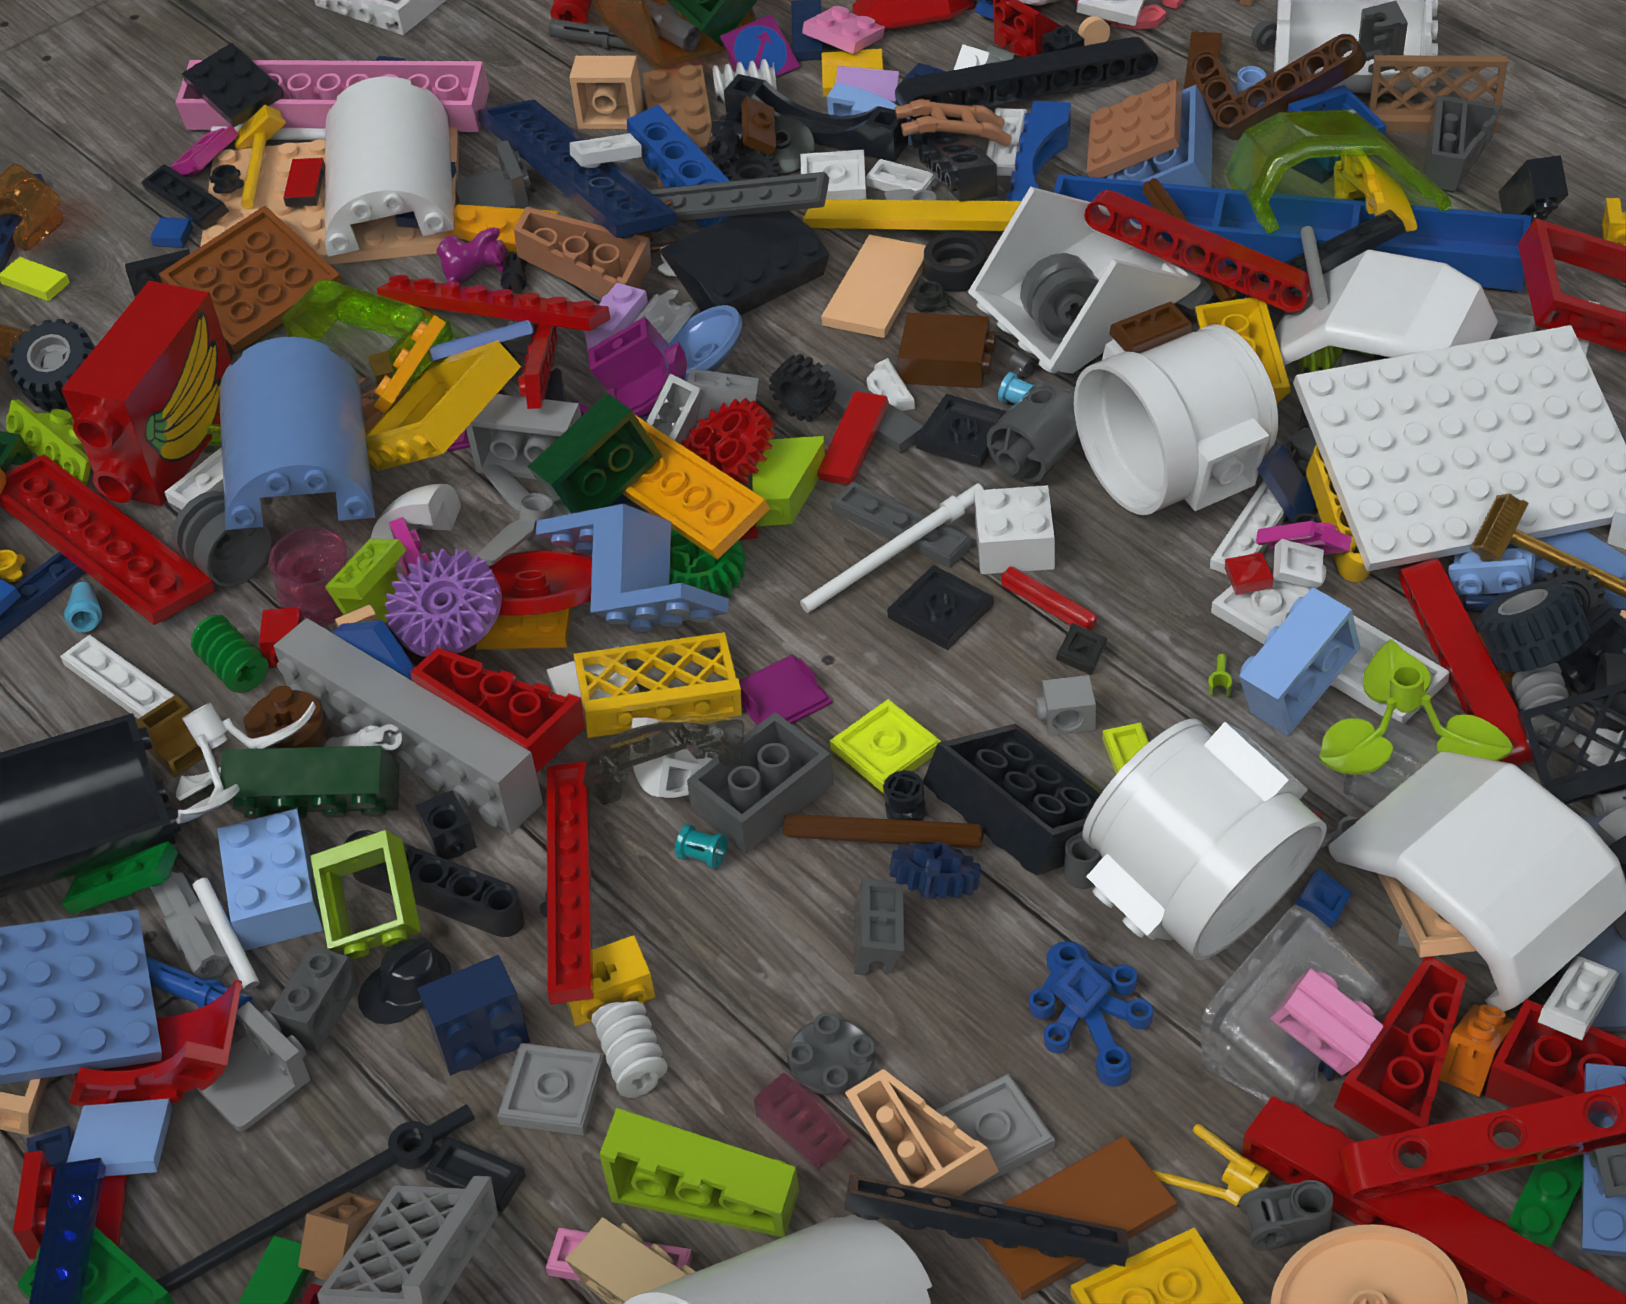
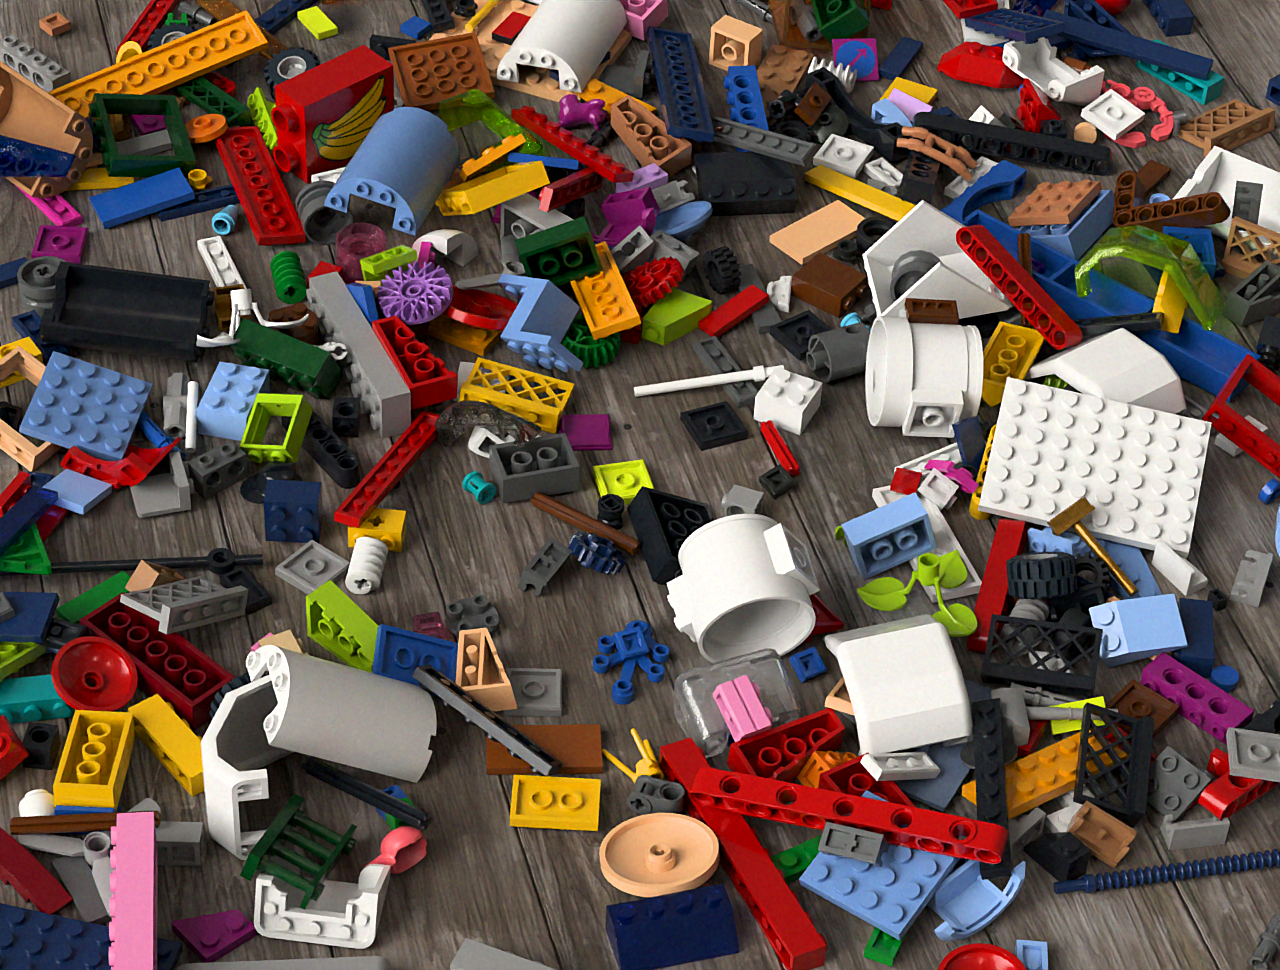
camera: 20 degrees right, 5 degrees down
(120, 878) = (154, 365): green plate -> none
(605, 149) = (704, 80): white plate -> none
(806, 1172) = (402, 651): none -> blue plate
(843, 29) = (920, 67): bright pink plate -> none
(1314, 267) = (1085, 326): light grey bar -> none

